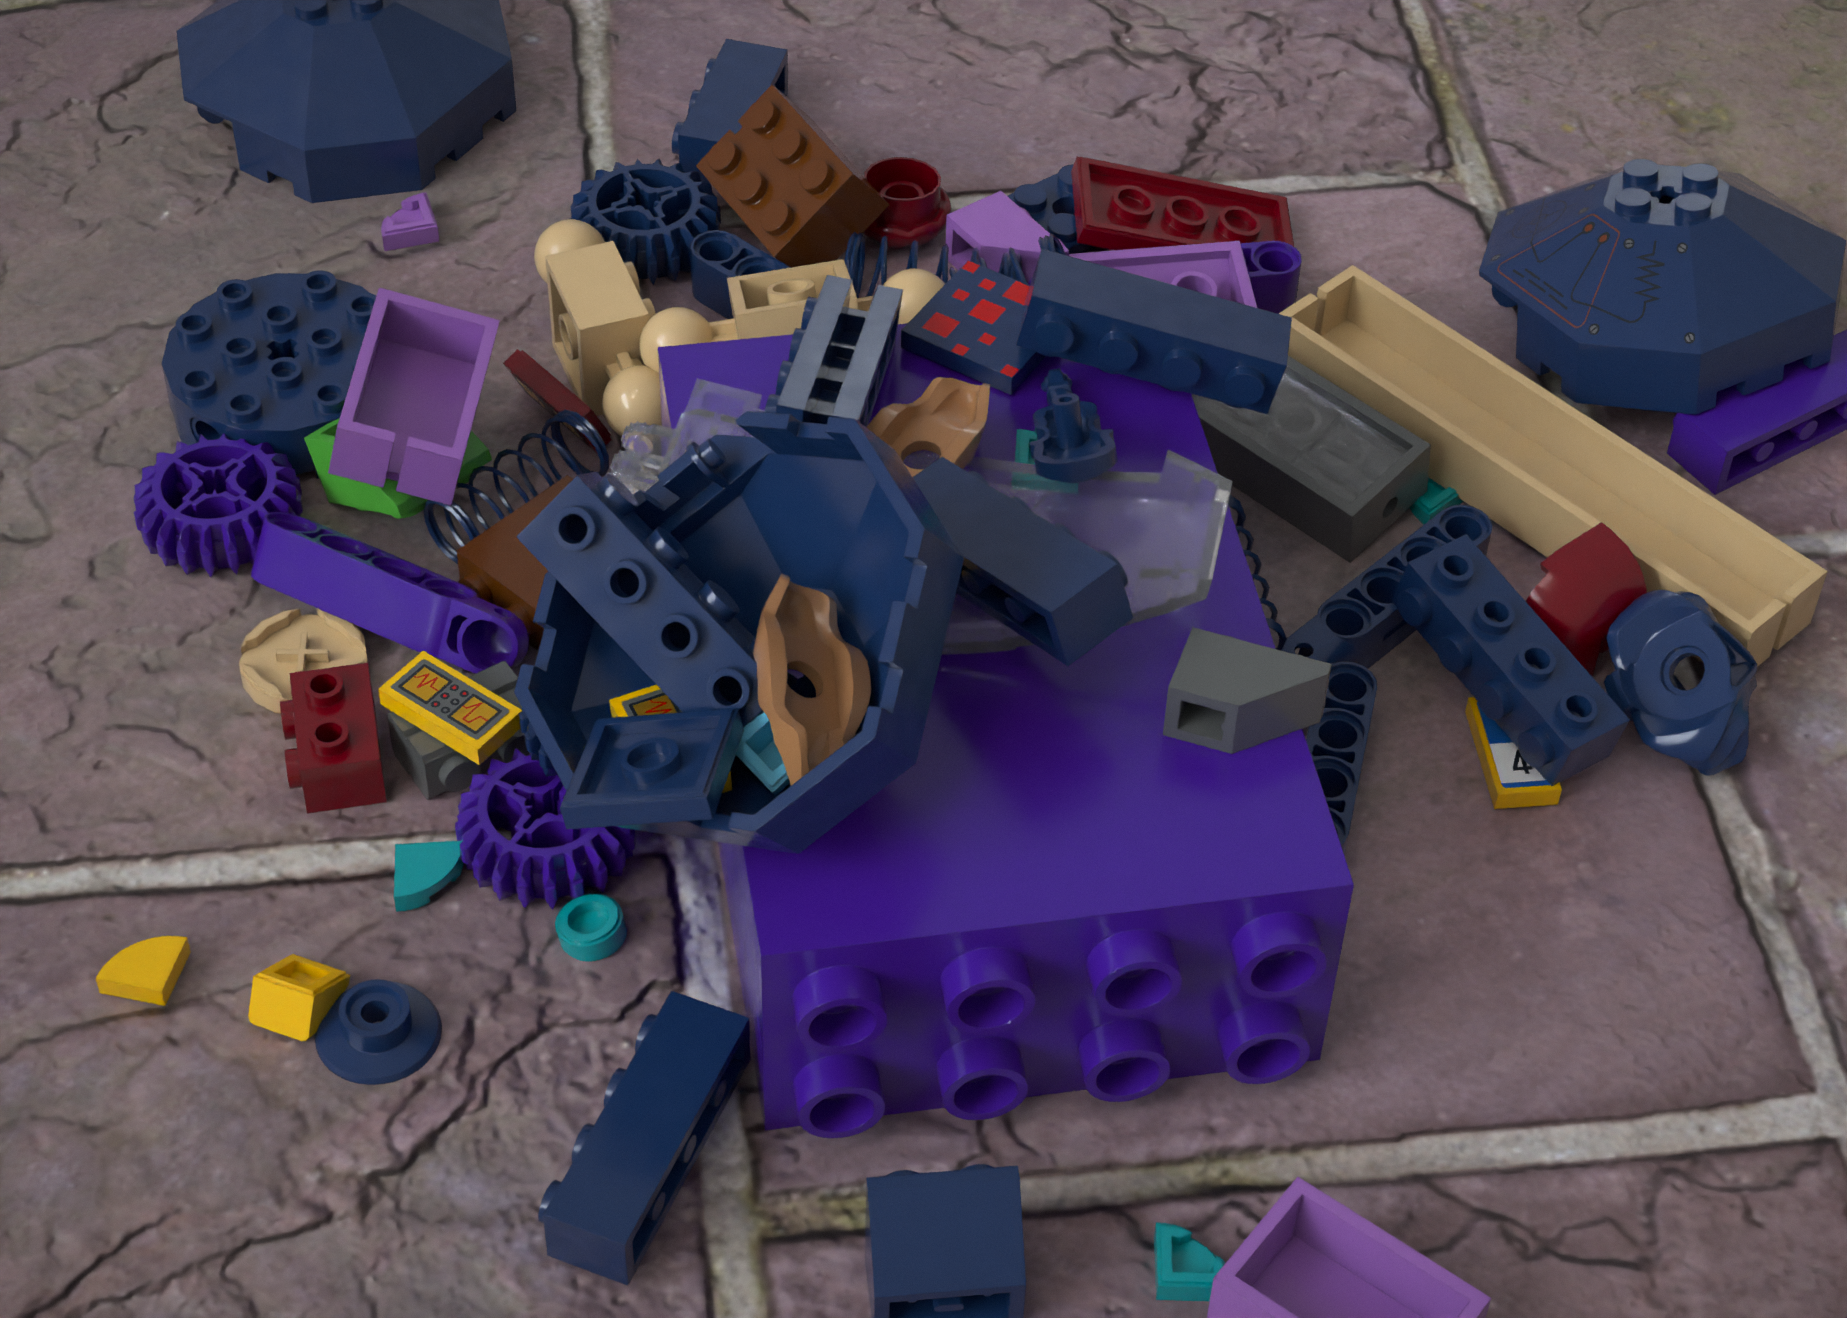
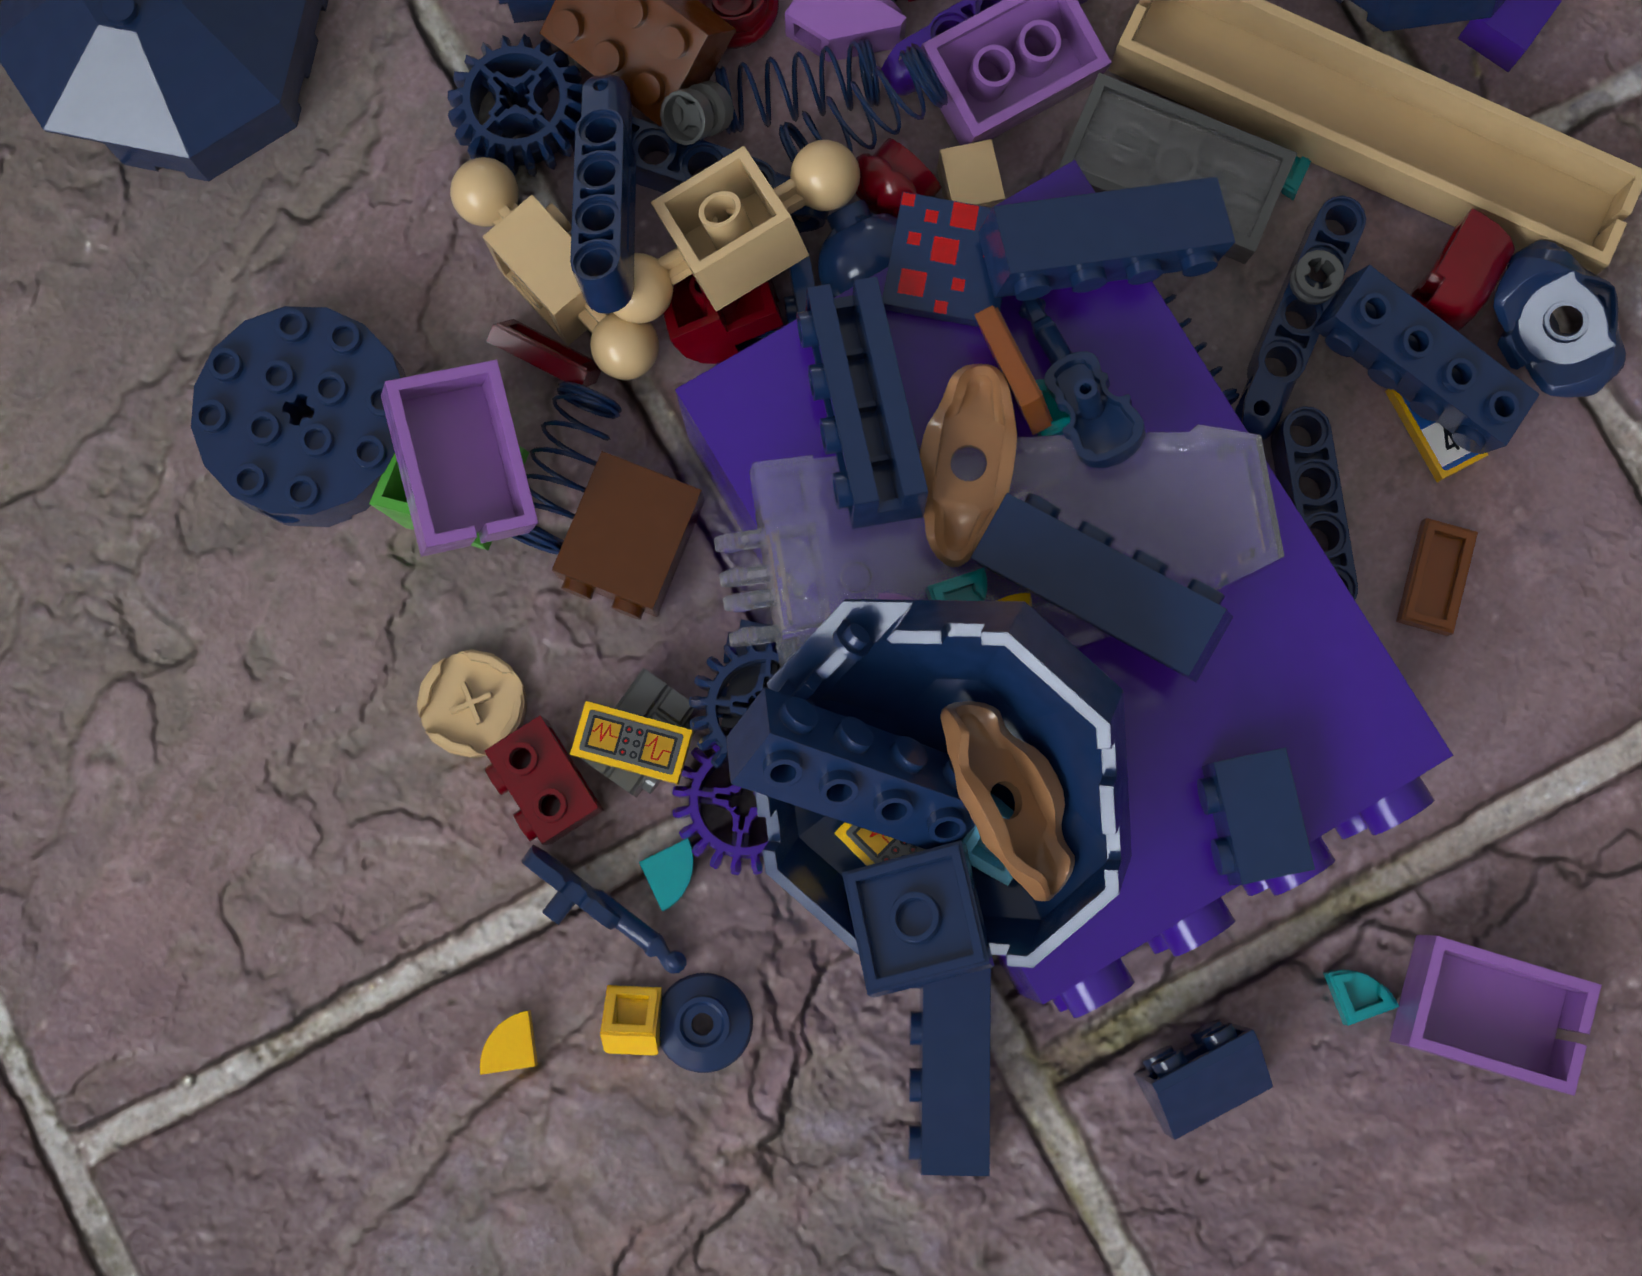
camera: 20 degrees left, 35 degrees up
(211, 502) = (318, 599): dark purple gear -> none
(325, 865) = (599, 905): none -> dark blue piece
(386, 594) = (509, 626): dark purple piece -> none
(410, 225) = (311, 179): medium lavender tile -> none
(681, 254) = (604, 196): none -> dark blue piece
(809, 240) = (696, 112): none -> dark grey wheel
(1006, 399) = (1015, 369): none -> dark orange tile
(1087, 842) = (1255, 817): none -> dark blue brick
(1241, 693) = (1312, 617): dark grey slope -> none
(1406, 538) = (1319, 260): none -> dark grey bush
(1457, 889) = (1437, 577): none -> dark orange tile

